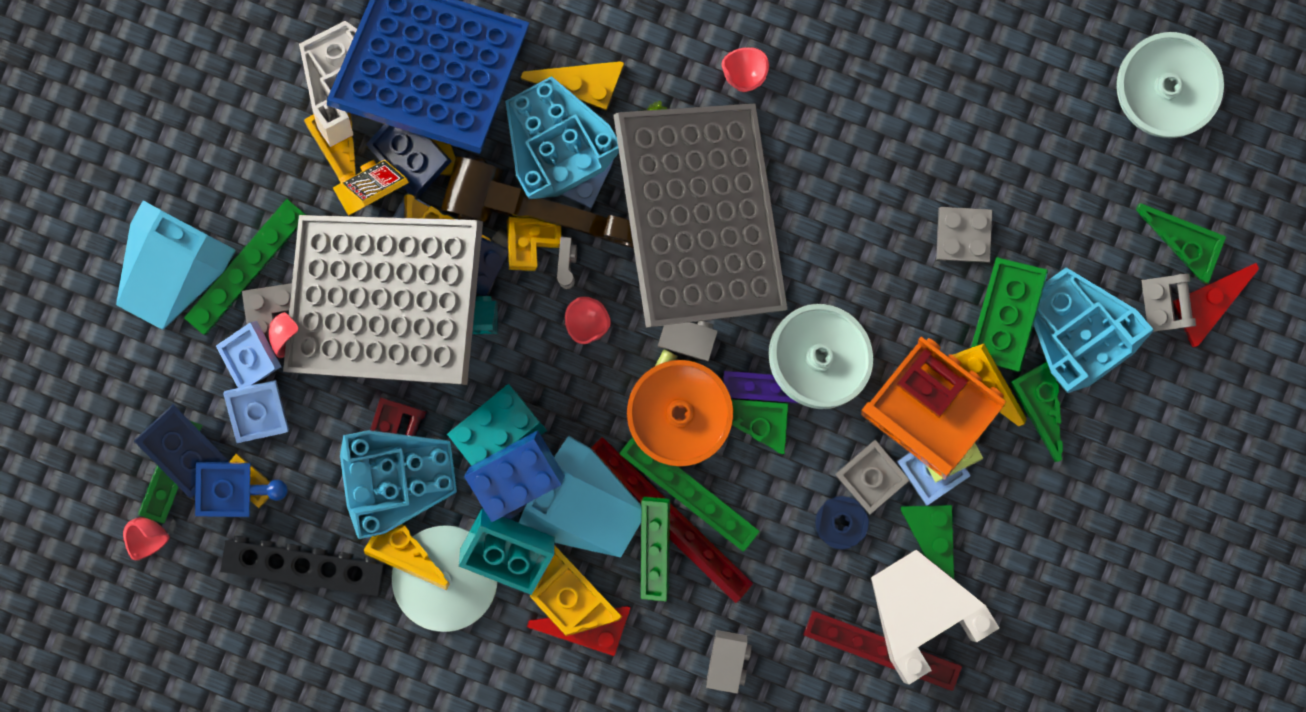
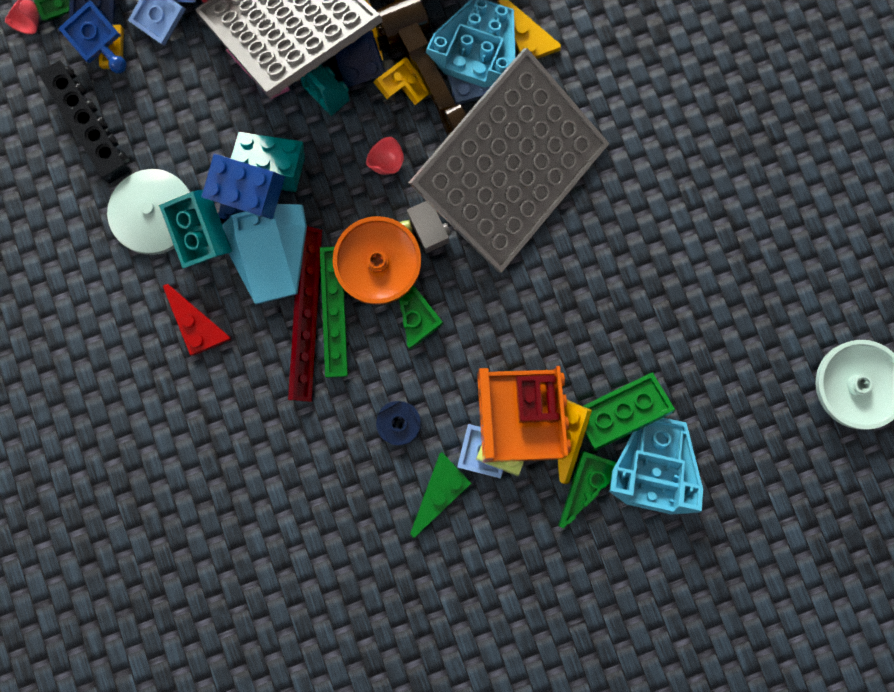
camera: 50 degrees right, 5 degrees down
(390, 414) = (215, 98): dark red plate -> none
(393, 478) = (184, 124): medium azure wedge -> none
(406, 554) = (143, 166): yellow wing -> none
(567, 255) = (408, 111): light grey plate -> none
(571, 598) = (202, 294): yellow wing -> none
(655, 548) = (278, 319): green plate -> none
(727, 661) = (246, 427): light grey brick -> none
(745, 68) = (624, 118): coral helmet -> none
(754, 387) = (440, 299): dark purple plate -> none
(820, 356) = (490, 316): light aqua dish -> none
(872, 477) = (444, 416): light grey plate -> none
(874, 647) = (339, 521): dark red plate -> none
(920, 603) = (389, 518): white wedge -> none
(964, 234) = (647, 341): light grey plate -> none
(1159, 302) = (718, 504): light grey plate -> none
(1191, 243) = (775, 489): green wing -> none
(1212, 301) = (744, 534): red wing -> none

